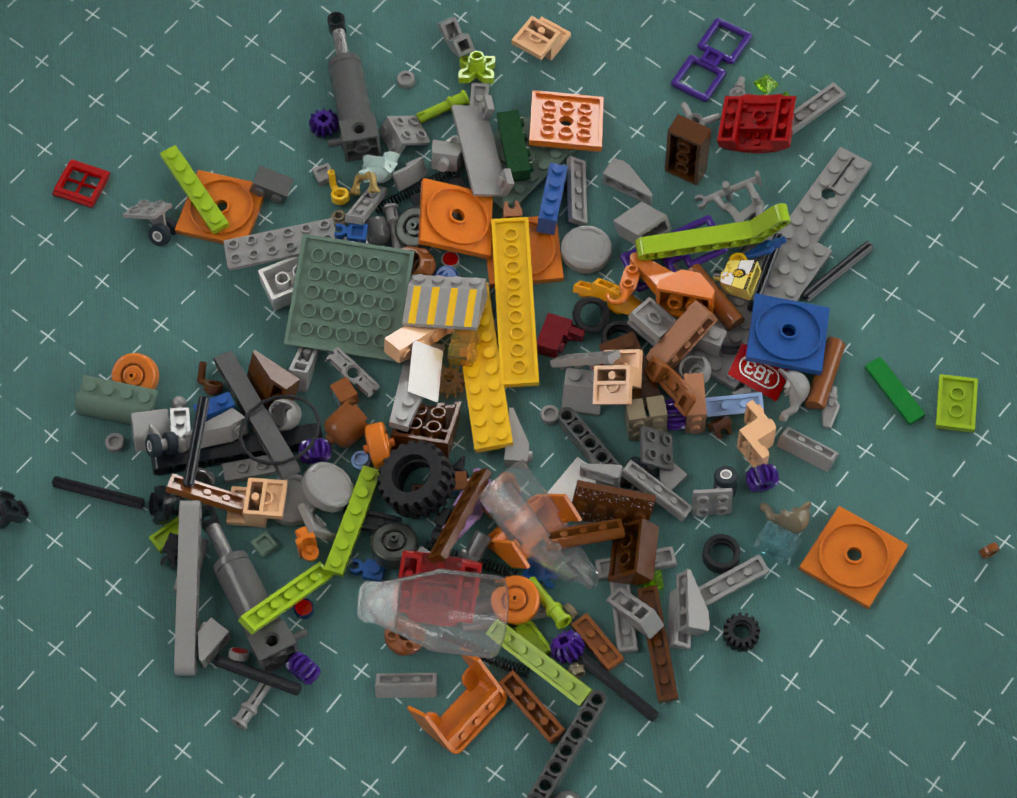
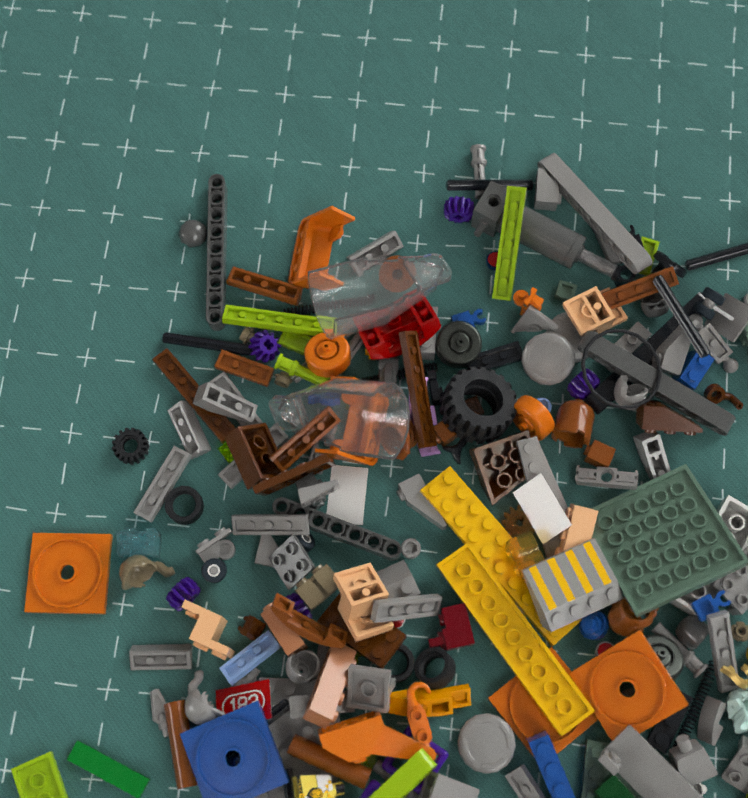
camera: 150 degrees right, 10 degrees up
(352, 522) = (507, 344): lime plate -> none
(512, 213) = (582, 737): nougat tile -> none
(691, 608) = (178, 433): light grey slope -> none

